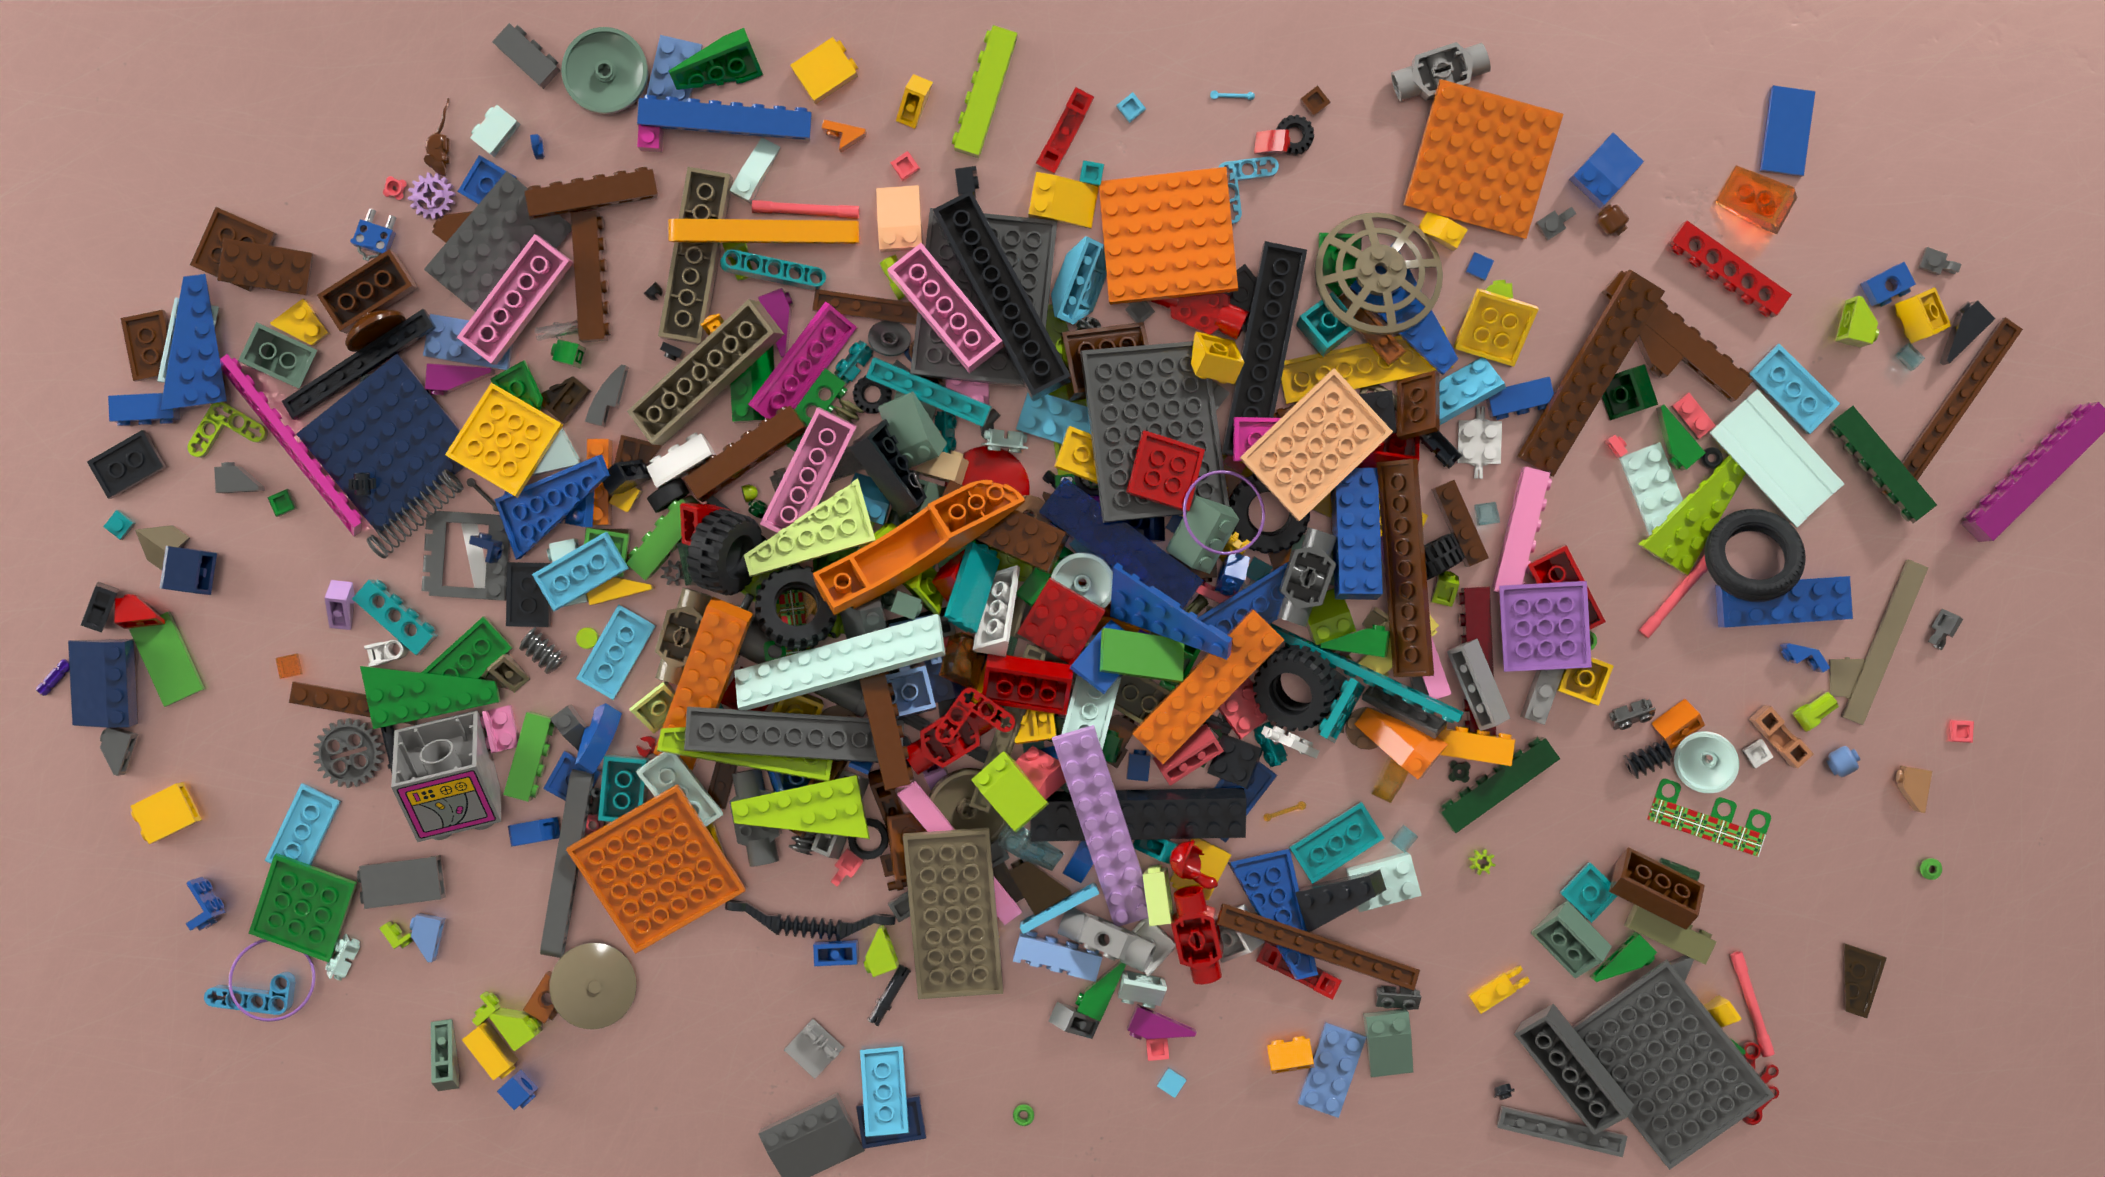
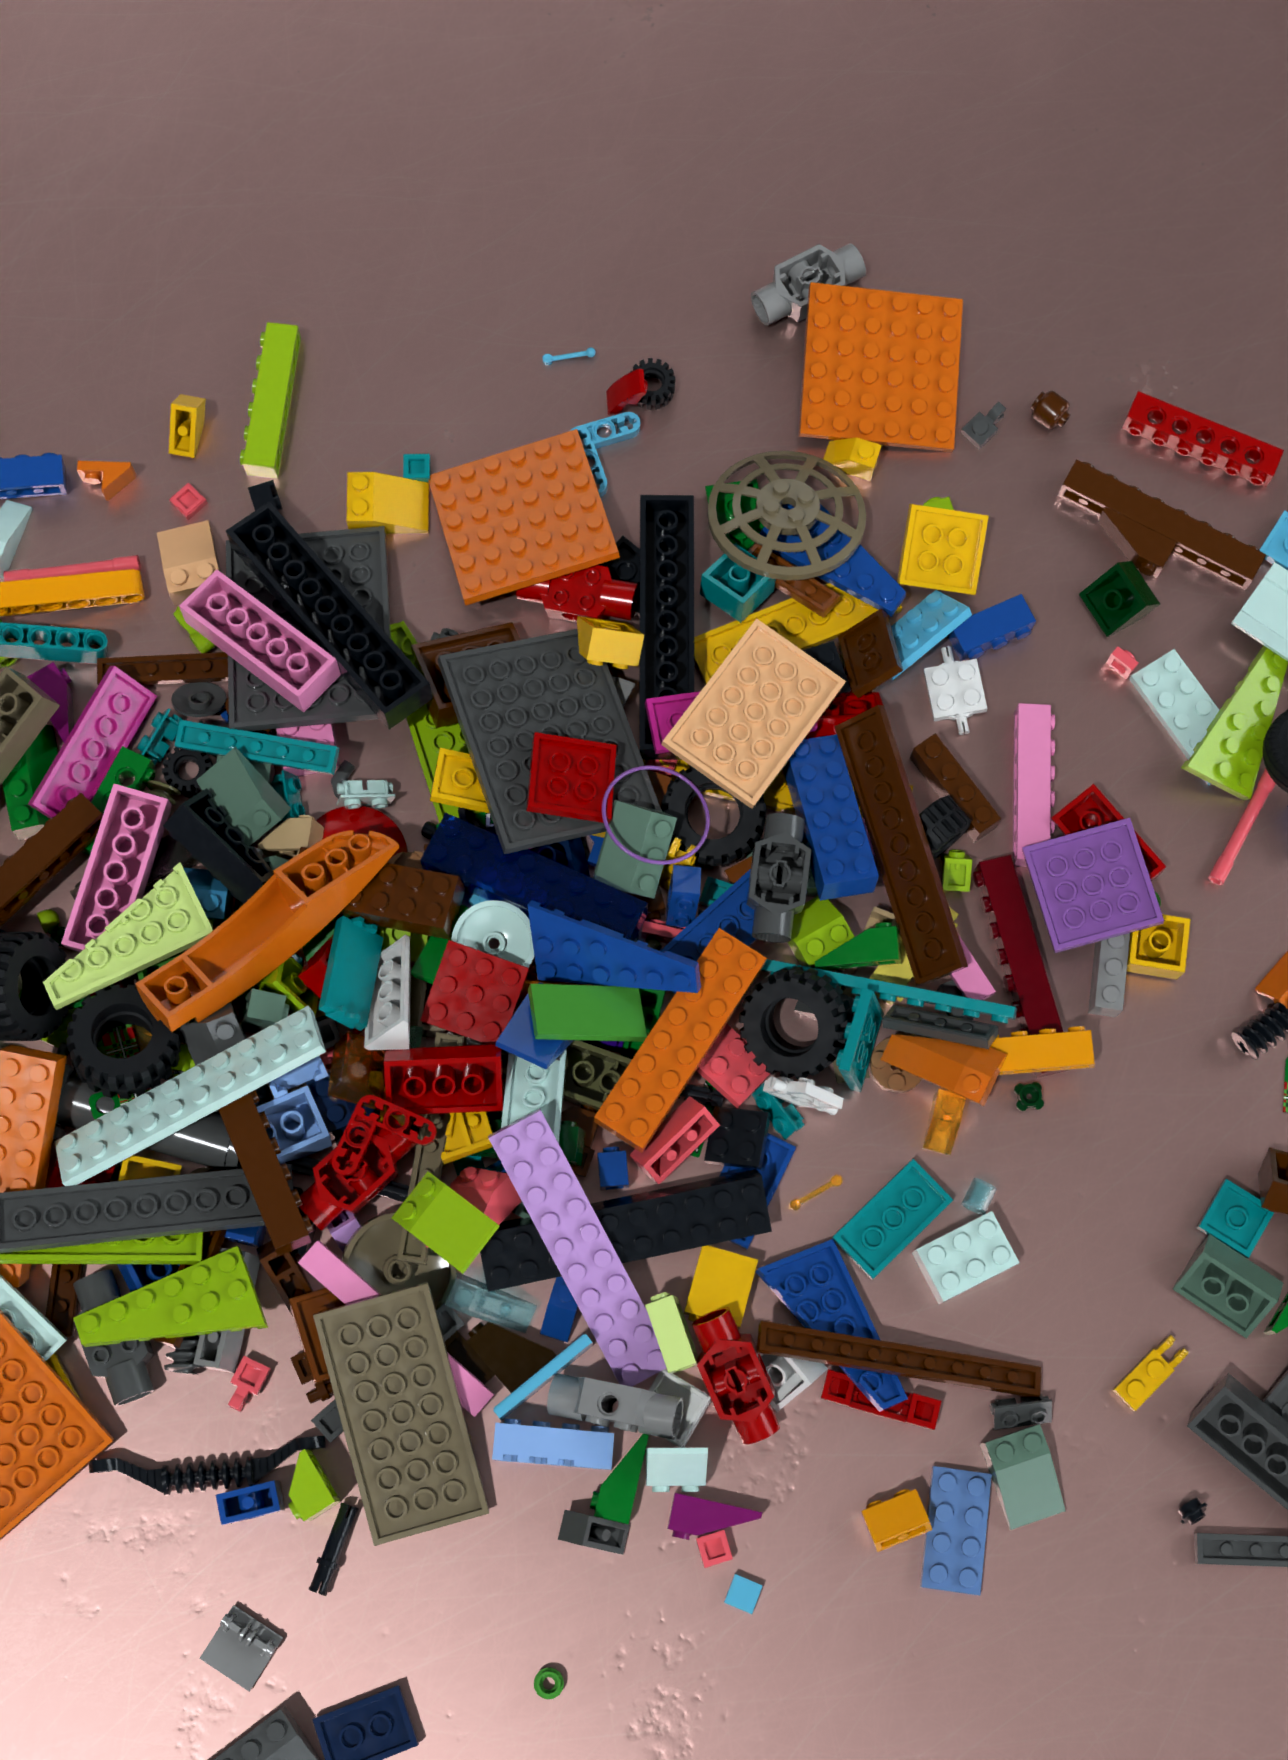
camera: 15 degrees left, 15 degrees down
(825, 69) = (72, 409): yellow brick -> none
(877, 852) = (279, 1358): black tyre -> none
(884, 1091) = (348, 1688): medium azure plate -> none
(1051, 417) = (412, 752): medium azure plate -> none
(1065, 130) = (377, 424): red slope -> none
(1079, 281) = (425, 588): medium azure wedge -> none
(1131, 107) = (450, 389): medium azure tile -> none
(1139, 311) = (503, 609): dark grey plate -> none
(1156, 848) = (662, 1272): teal slope -> none
(1187, 864) = (702, 1280): red piece -> none
(1315, 101) = (668, 343): reddish brown plate -> none
(1333, 898) = (904, 1291): black wedge -> none
(1444, 450) = (908, 702): black hinge -> none
(1478, 684) = (1027, 973): light grey brick -> none
(1479, 266) = (905, 490): blue tile -> none
(1484, 867) = (1091, 1200): lime gear -> none
(1486, 513) = (985, 773): clear light blue slope -> none
(1499, 784) = (1083, 1102): dark green brick -> none
(1591, 373) = (1070, 580): reddish brown plate -> none
(1606, 170) = (1027, 360): blue slope -> none
(1625, 719) = (1239, 976): dark grey hinge -> none
(1679, 443) = (1197, 644): green slope -> none
(1693, 416) = (1205, 613): coral plate -> none
(1717, 455) = (1244, 650): black plate -> none
(1757, 199) = (1214, 357): clear orange slope -> none
(1787, 131) = (1226, 282): blue tile -> none

